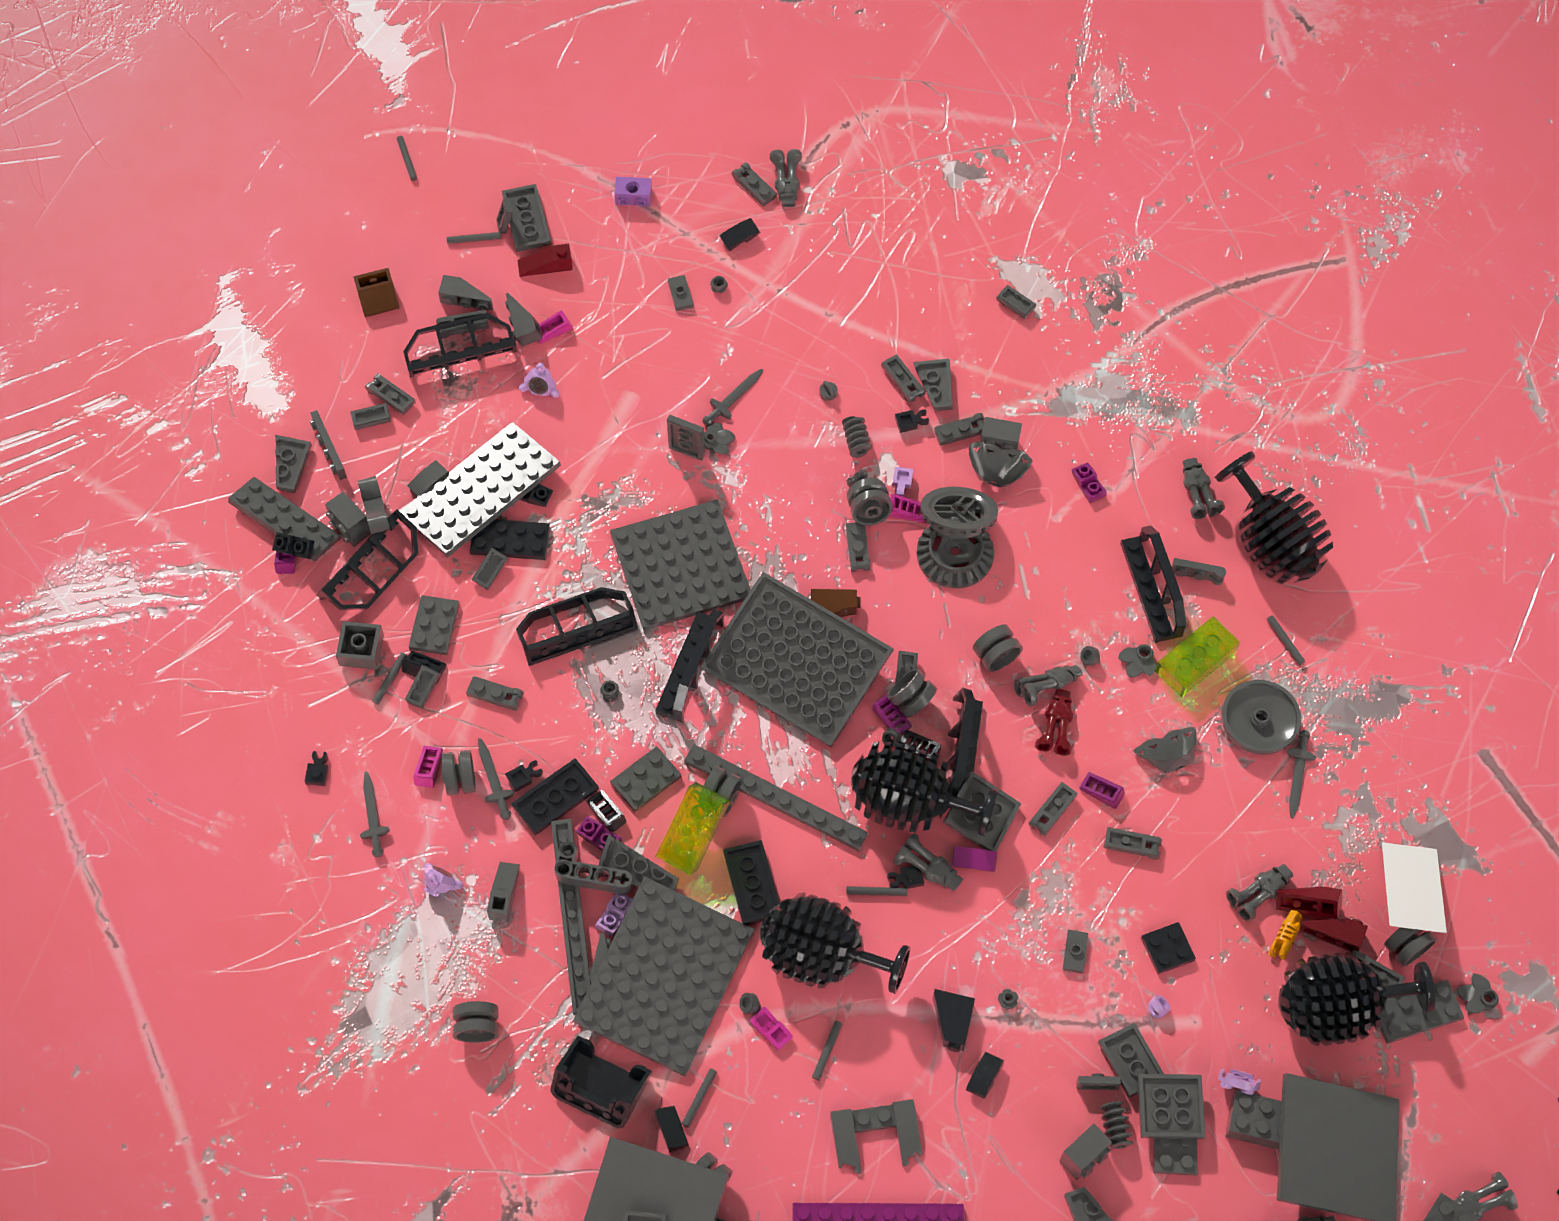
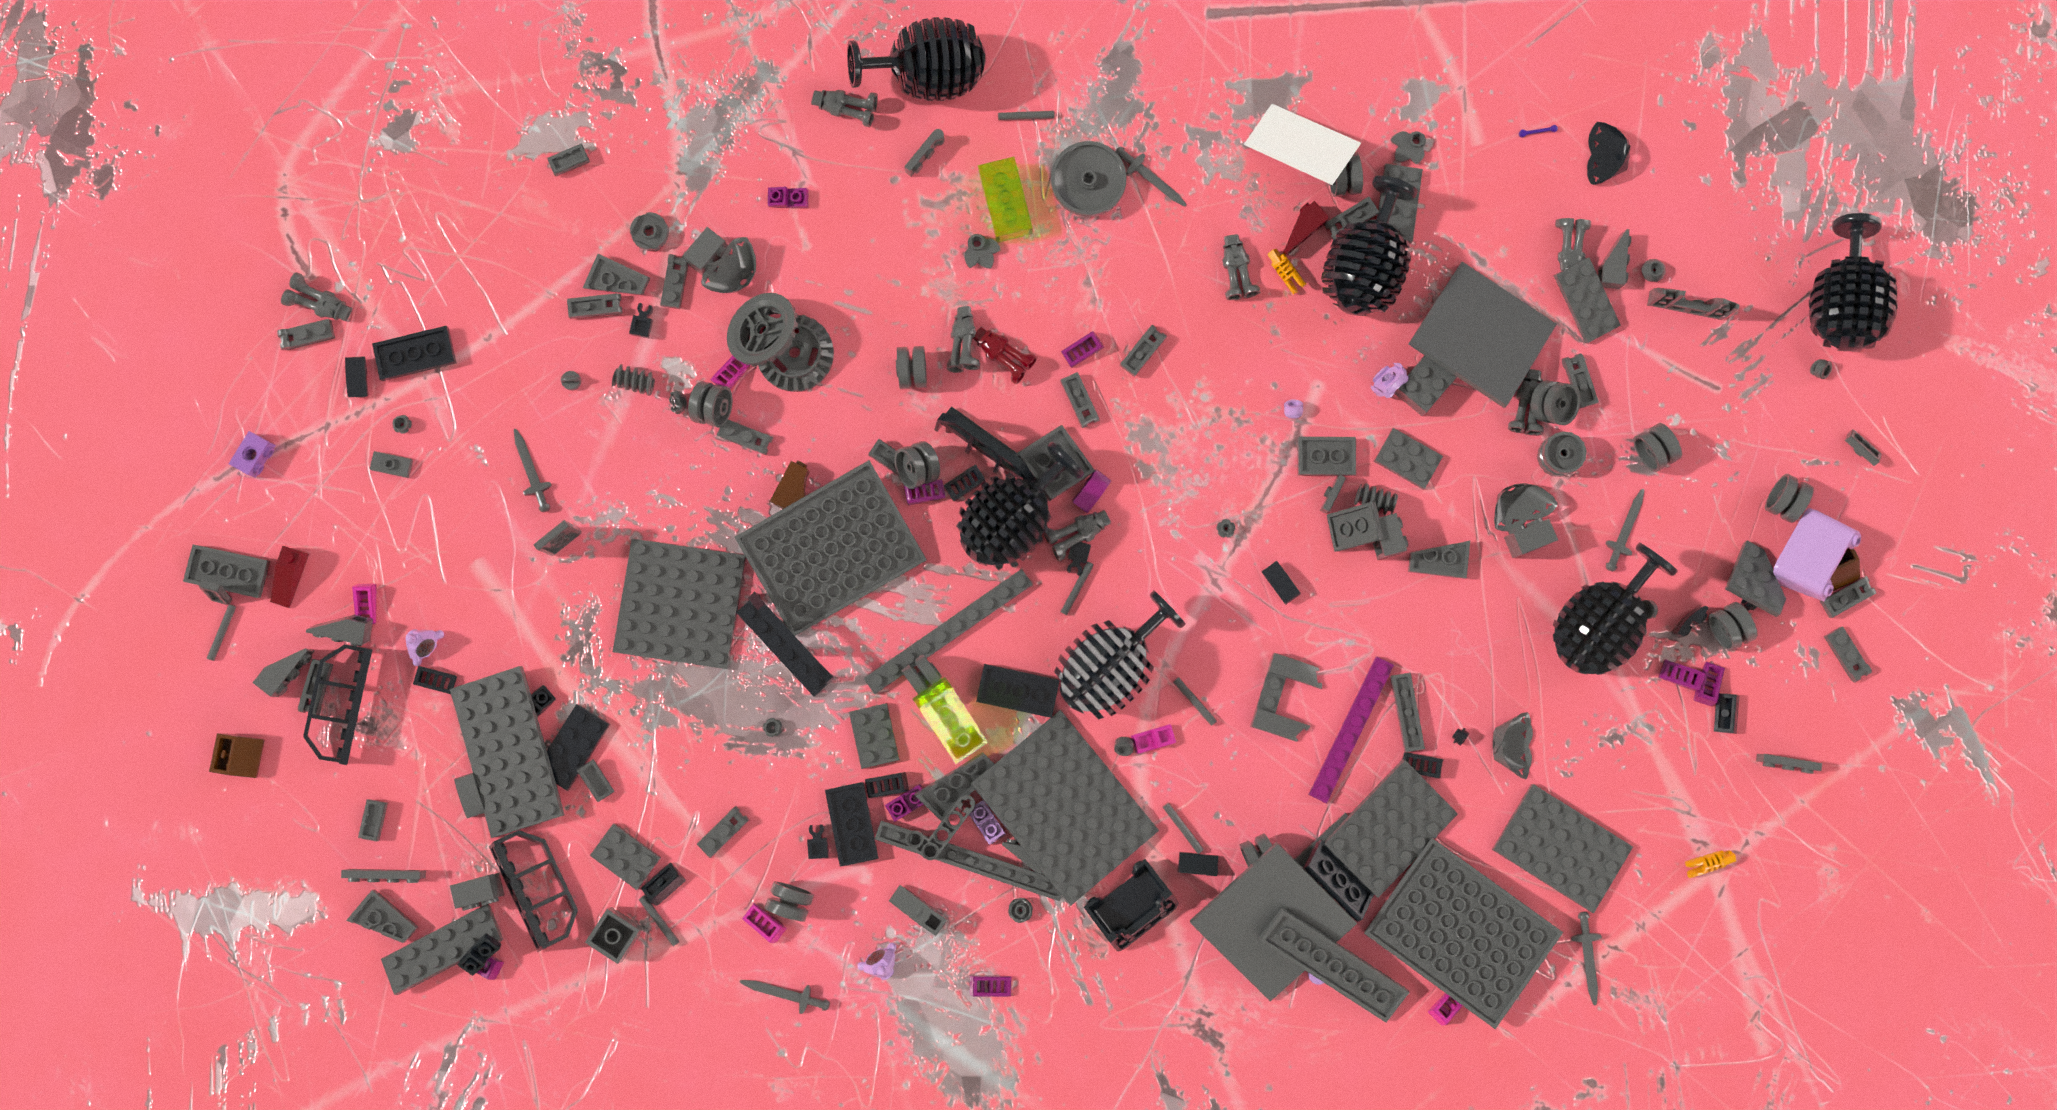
camera: 65 degrees left, 20 degrees up
(317, 773) = (719, 1026): black plate -> none
(373, 505) = (479, 861): dark grey beam -> none
(390, 394) = (358, 790): dark grey plate -> none
(412, 174) = (90, 656): dark grey bar -> none
(422, 686) = (684, 895): dark grey plate -> none
(454, 975) = (973, 986): none -> magenta slope
(475, 1022) = (1028, 989): dark grey wheel -> none
(498, 795) = (824, 872): dark grey sword -> none
(512, 394) = (417, 680): none -> black slope
(547, 976) = (1026, 907): none -> dark grey plate
(579, 637) = (708, 728): black plate -> none
(718, 438) = (569, 504): dark grey plate -> none
(783, 266) = (414, 353): none -> black plate
(891, 732) = (945, 503): dark grey plate -> none
(902, 479) = (699, 361): lavender plate -> none
(953, 1018) = (1222, 583): black slope -> none
(988, 398) = (646, 221): none -> dark grey plate
(1075, 951) = (1212, 450): dark grey plate -> none
(1077, 1114) = (1355, 526): none -> dark grey tile
(1090, 655) = (956, 290): dark grey tile -> none
(1146, 586) = (915, 204): black plate -> none
(1168, 948) = (1247, 372): black plate -> none
(1170, 754) = (1078, 273): dark grey piece -> none
(1171, 1106) = (1383, 447): dark grey plate -> none
(1311, 901) = (1270, 231): dark red slope -> none

